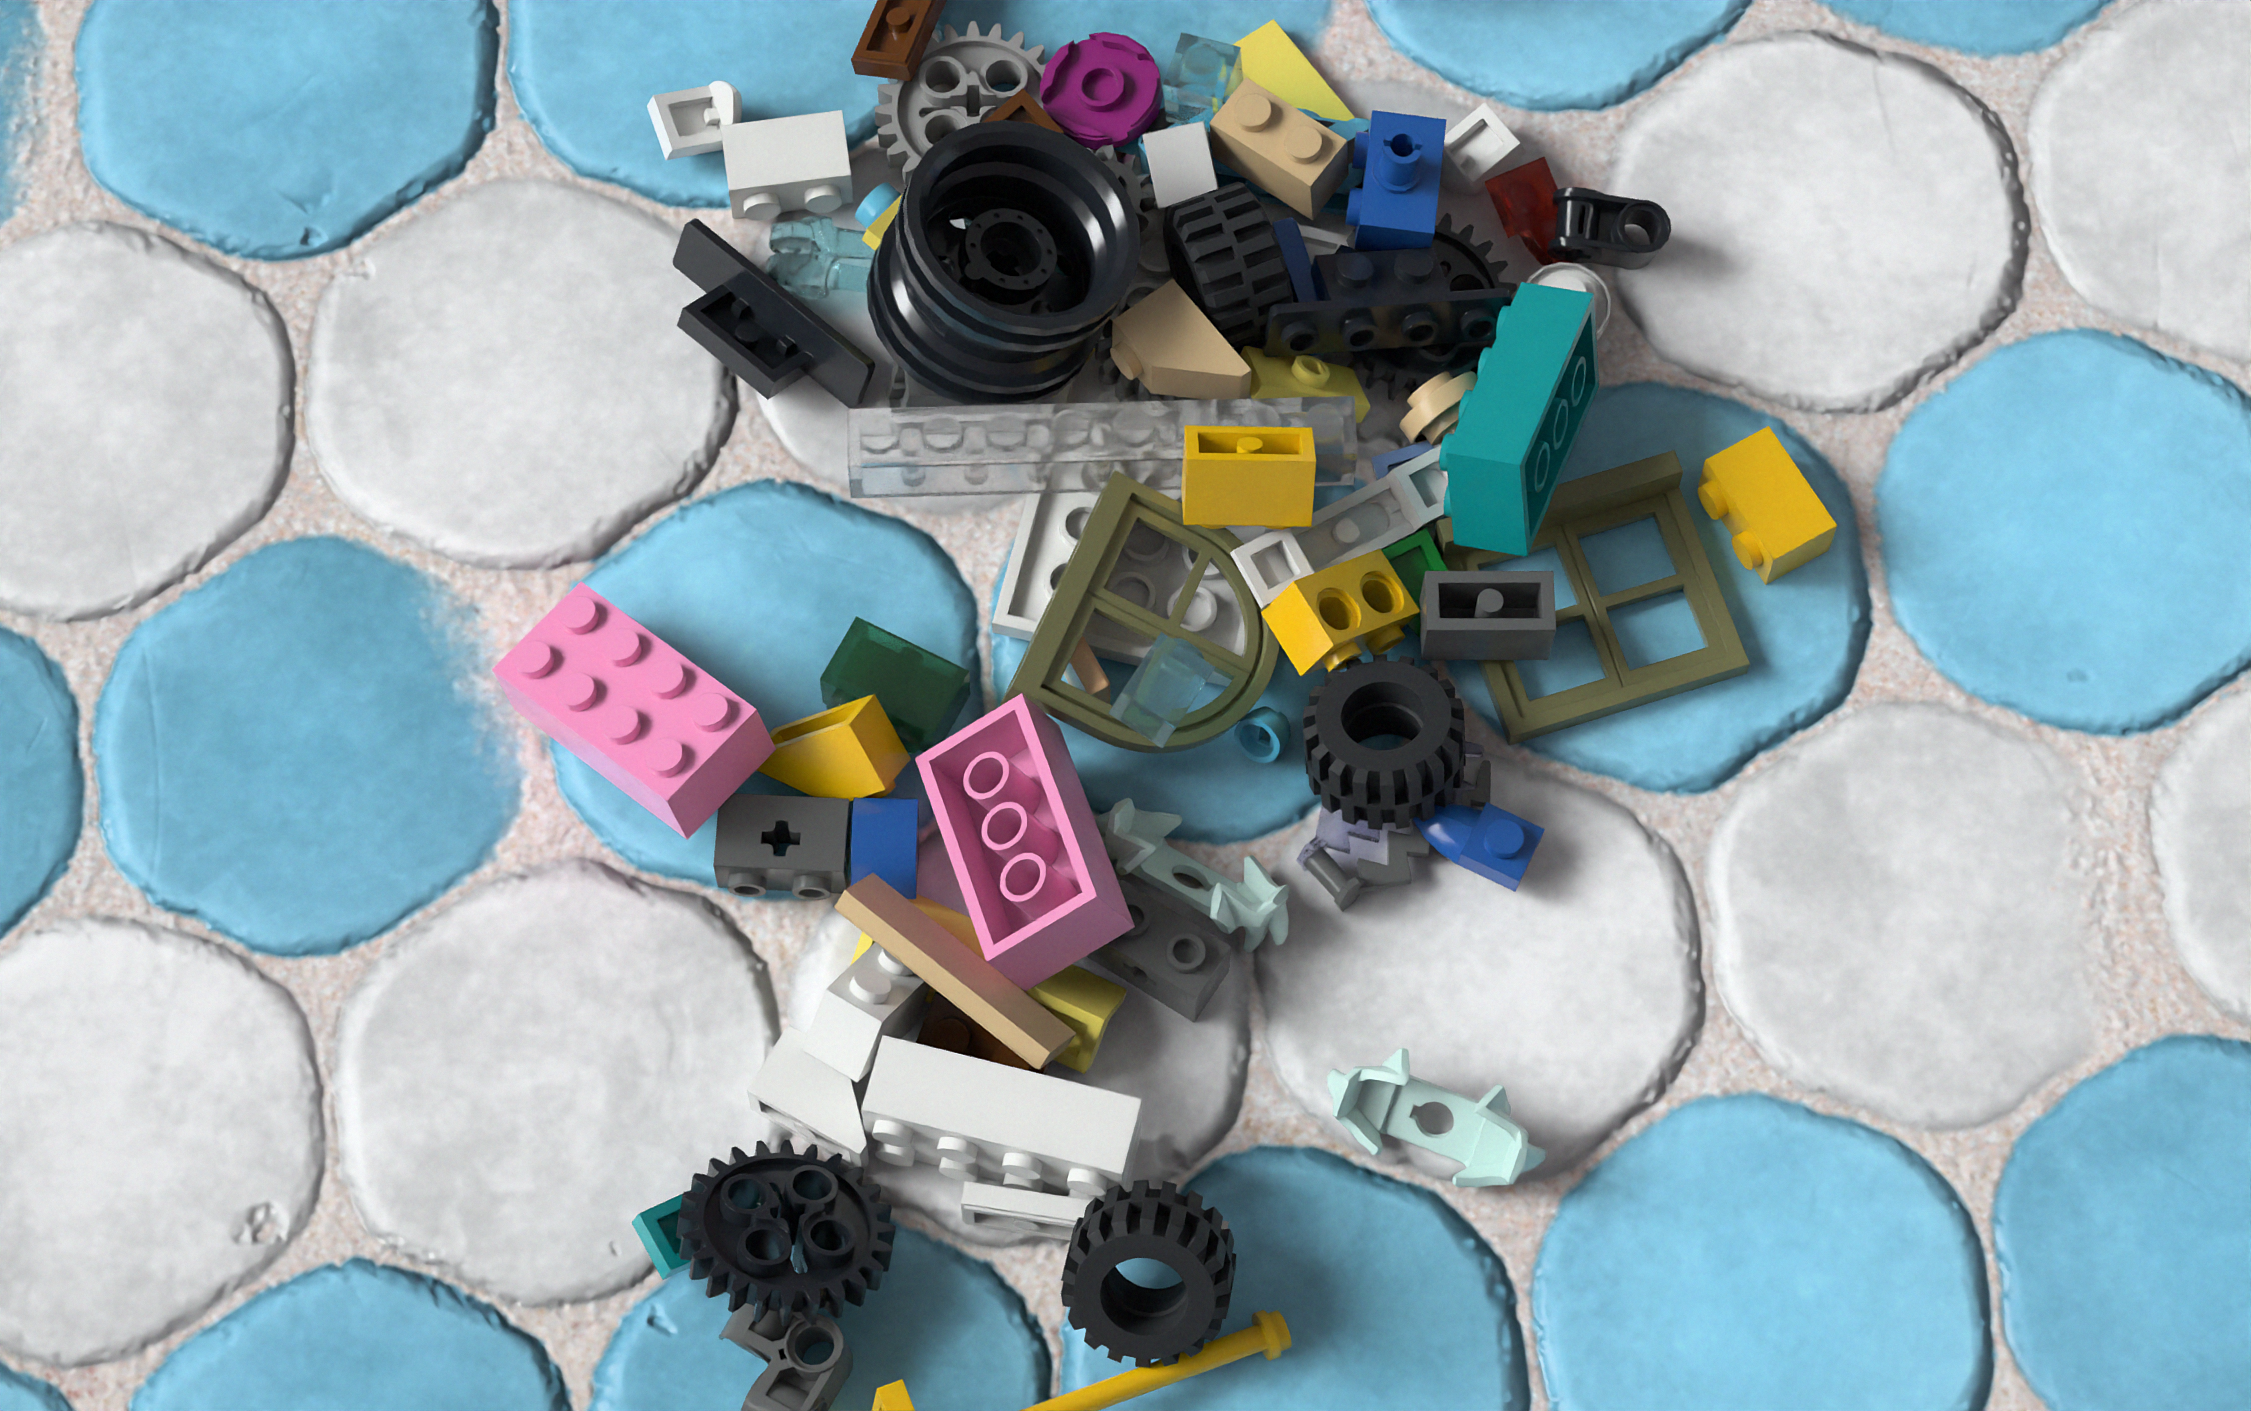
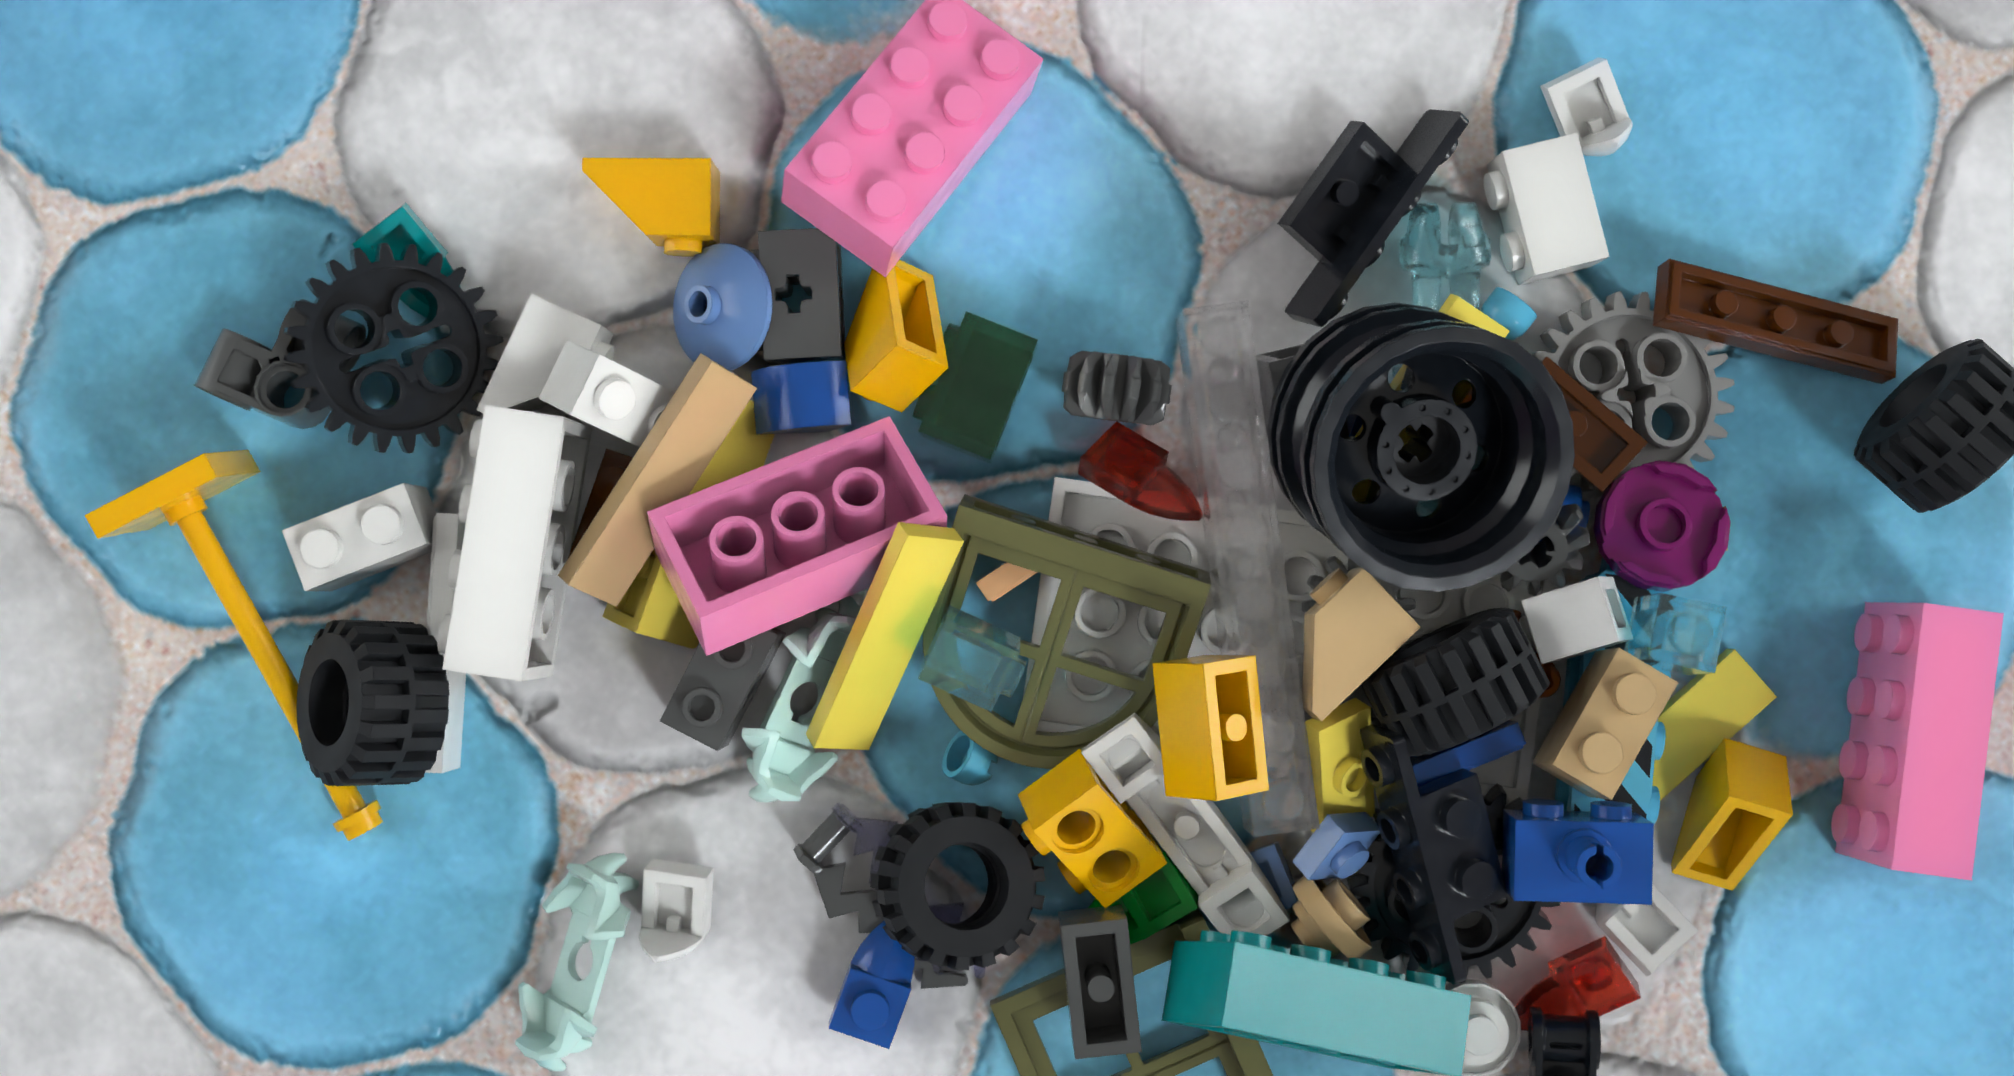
camera: 85 degrees right, 20 degrees up
(665, 968) = (665, 198): none -> yellow slope
(787, 888) = (723, 305): none -> medium blue dish
(912, 553) = (1116, 387): none -> dark grey gear
(977, 1290) = (362, 538): none -> white brick
(995, 550) = (1138, 475): none -> clear red plate
(1135, 778) = (884, 636): none -> light yellow tile
(1377, 392) = (1337, 846): none -> medium blue plate
(1379, 63) = (1732, 814): none -> yellow slope
(1386, 1020) = (675, 908): none -> white plate

